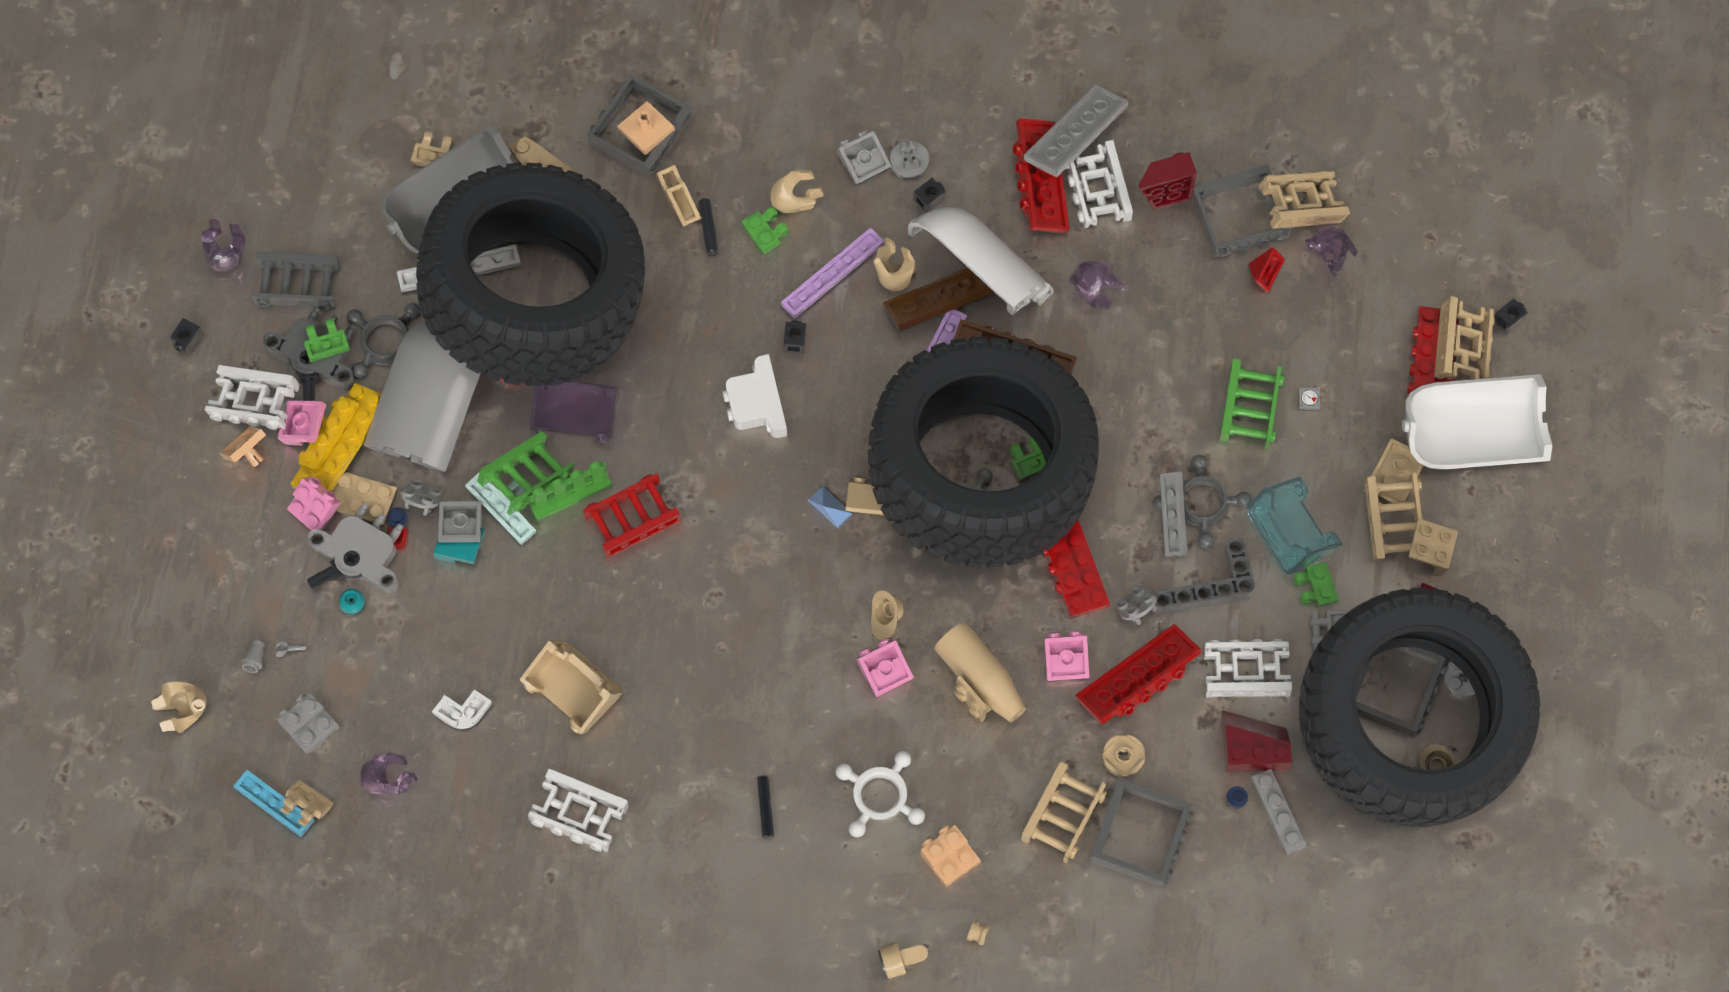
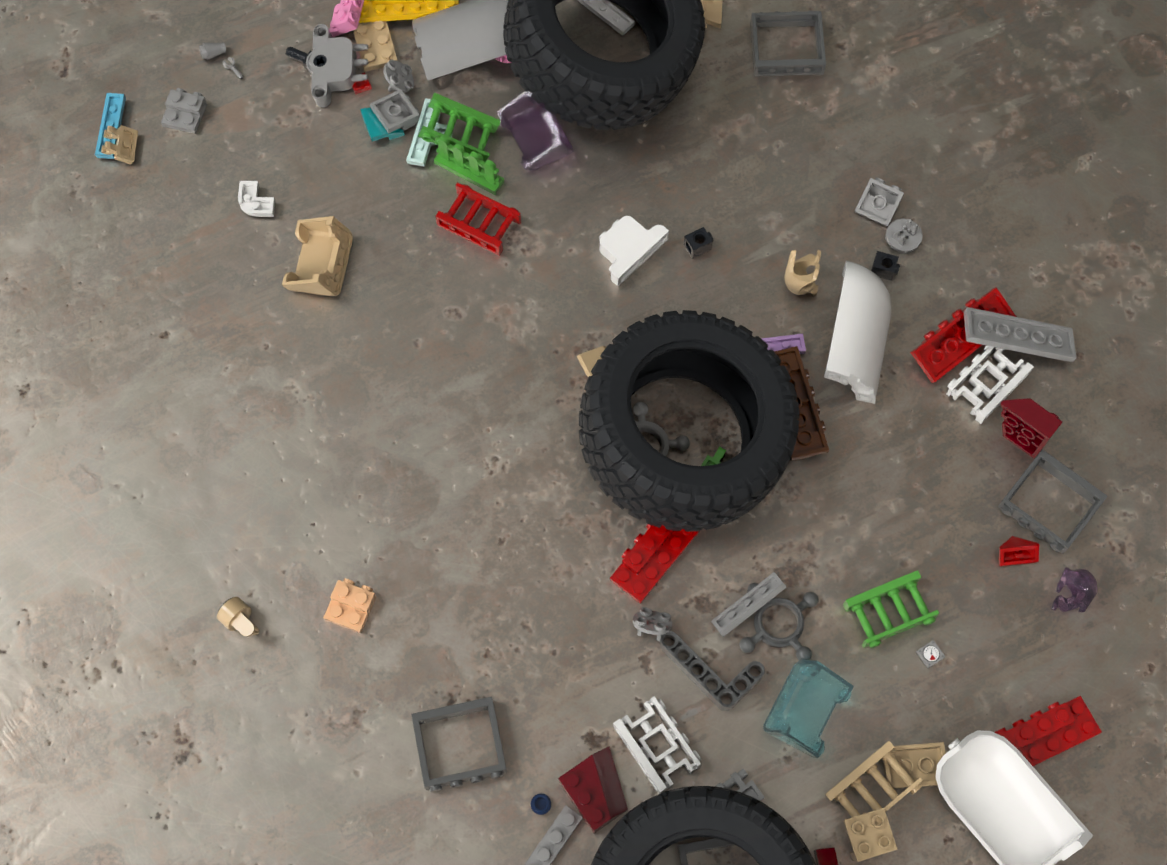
camera: 60 degrees right, 0 degrees up
(184, 697) = (153, 28): tan piece -> none
(351, 607) = (293, 88): teal plate -> none
(374, 775) = (164, 176): clear purple piece -> none
(397, 516) = (375, 74): dark blue plate -> none
(585, 795) = (237, 317): white fence -> none
(646, 128) = (786, 44): light nougat tile -> none
(678, 195) = (752, 99): tan slope -> none
(708, 226) = (744, 134): black axle -> none
(761, 233) = (766, 172): bright green plate -> none
(765, 806) = (307, 447): black axle -> none
(782, 193) = (806, 165): tan piece -> none
(830, 507) = (580, 343): light blue slope -> none
(832, 273) = (768, 237): lavender plate -> none
(884, 666) = (473, 463): bright pink plate -> none
(886, 612) = (519, 439): tan piece -> none
(902, 760) = (368, 485): white piece -> none
(936, 298) = (797, 317): reddish brown plate -> none
(978, 932) = (297, 665): tan wheel -> none
(980, 675) = (509, 541): tan piece -> none
(1052, 795) = (427, 654): tan fence -> none
(1066, 656) = (572, 594): bright pink plate -> none
(1091, 277) = (907, 420): clear purple piece -> none
(1123, 744) = (523, 700): tan plate -> none
(1139, 675) = (593, 661): red plate -> none
(1303, 214) = (1088, 553): tan fence -> none
(1321, 583) = (774, 762): bright green plate -> none
(1449, 341) = (1068, 737): tan fence -> none
(1506, 322) = (1121, 778): black brick -> none

